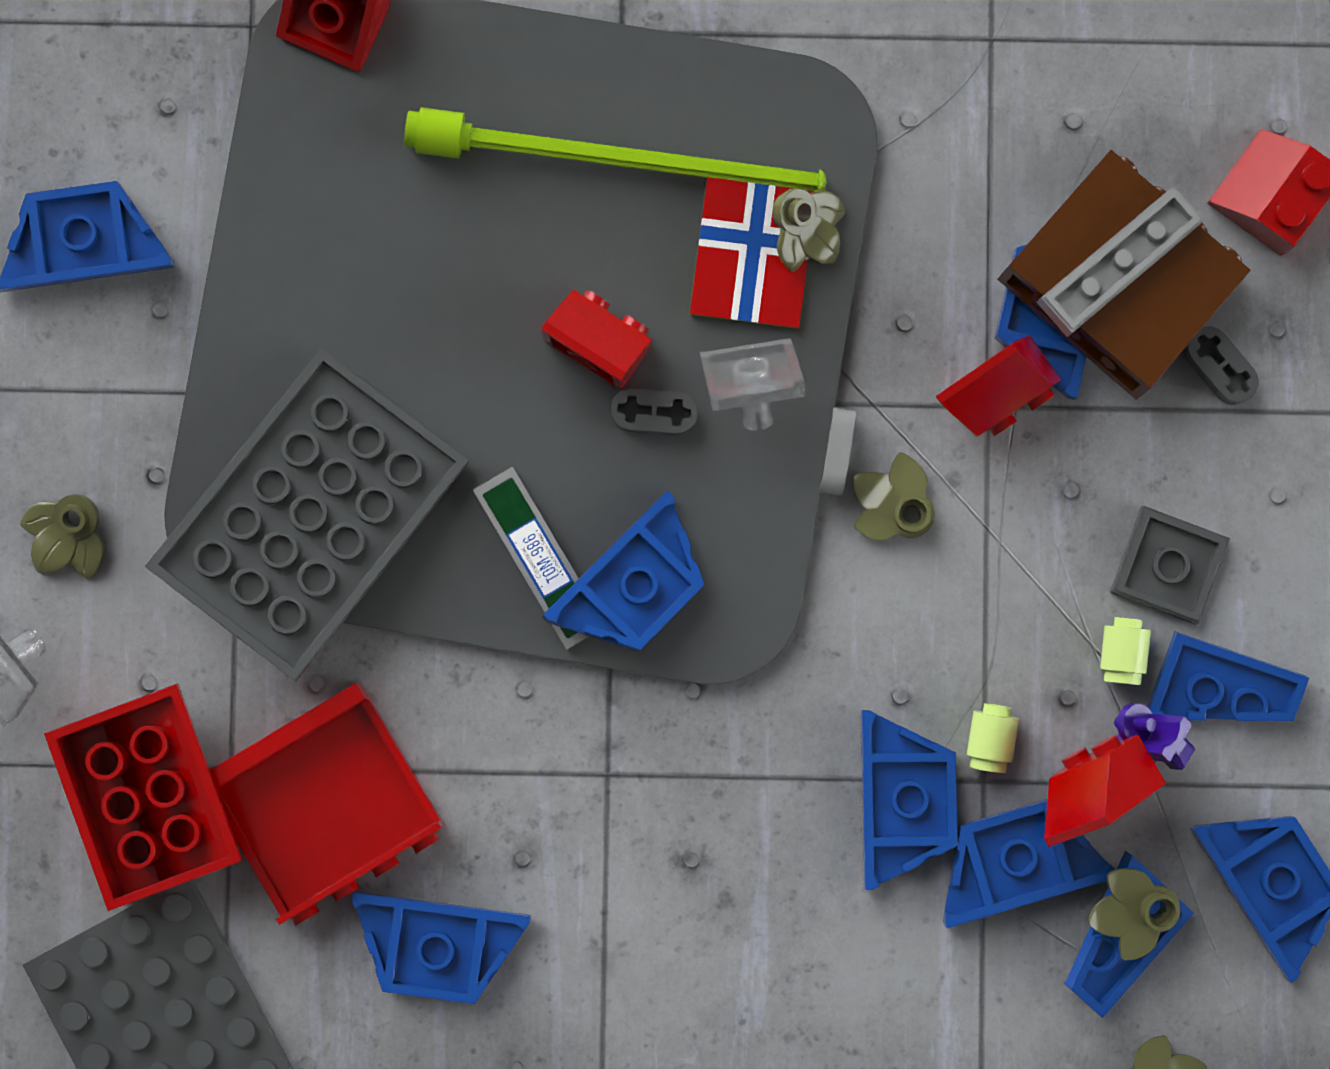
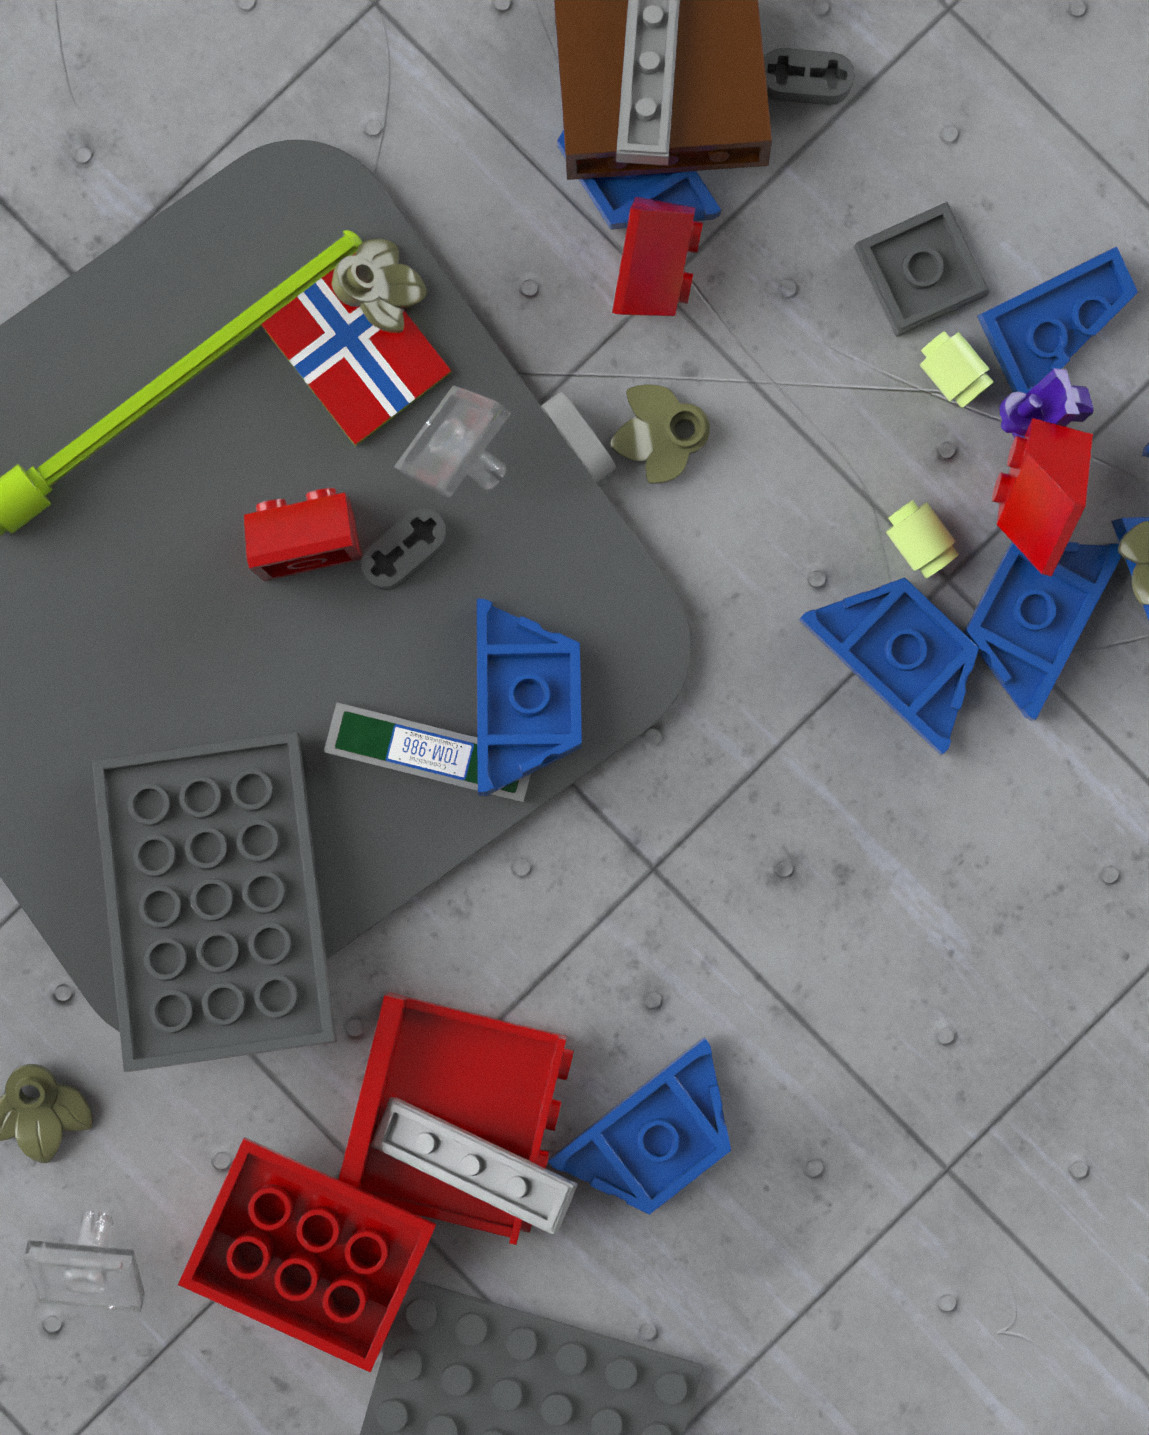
camera: 40 degrees left, 0 degrees up
(303, 847) = (474, 1165): none -> light grey tile

